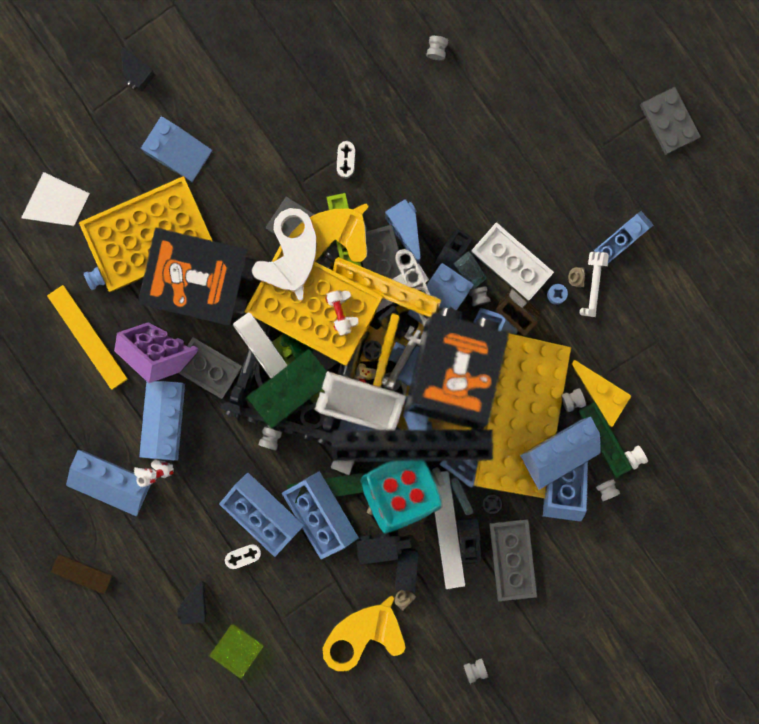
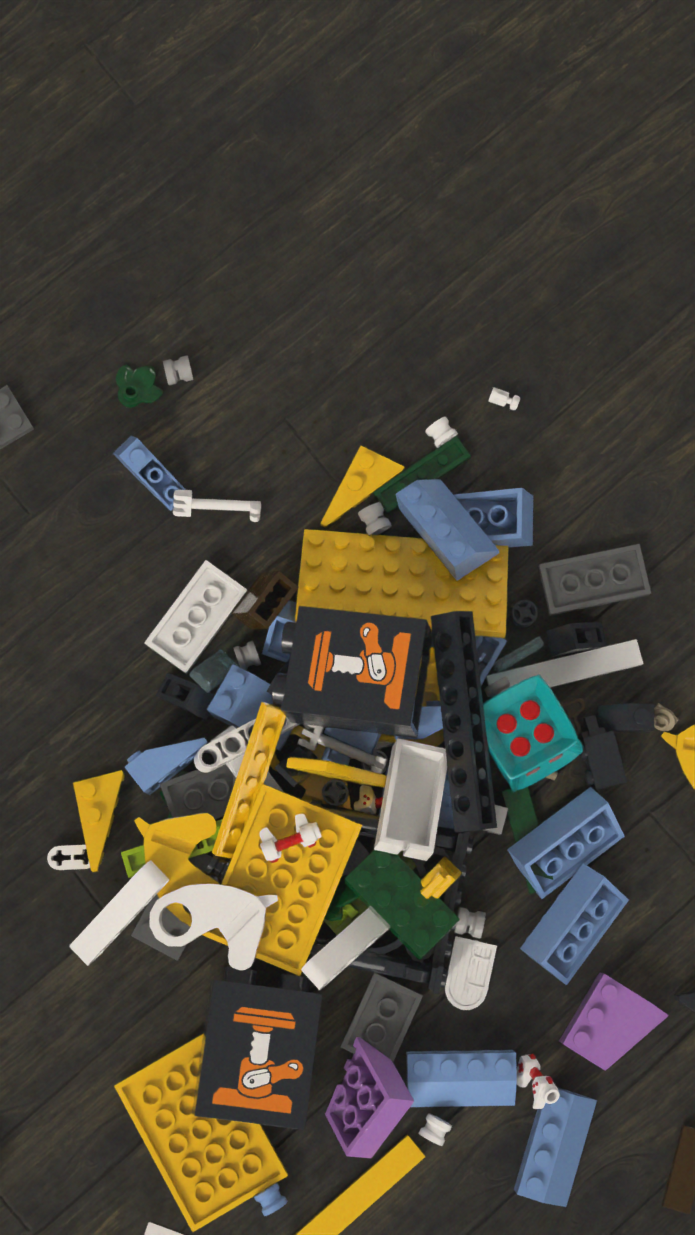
camera: 95 degrees left, 5 degrees down
(128, 398) = (435, 1129): none -> white wheel
(176, 149) = (76, 1101): medium blue slope -> none
(188, 531) = (610, 1022): none -> medium lavender wedge
(235, 435) = (469, 972): none -> white window
(240, 552) = (639, 940): white beam -> none
(301, 417) = (439, 878): none -> yellow piece
(302, 188) = (119, 912): none -> white beam
(383, 179) = (96, 804): none -> yellow wing
(554, 294) = (232, 557): medium blue wheel -> none
(577, 277) = (209, 529): dark tan plate -> none
(608, 490) = (488, 464): light grey wheel -> none
(659, 506) = (502, 397): none -> white piece
(694, 235) = (137, 382): none -> dark green plate
(701, 264) = (184, 370): none -> light grey wheel

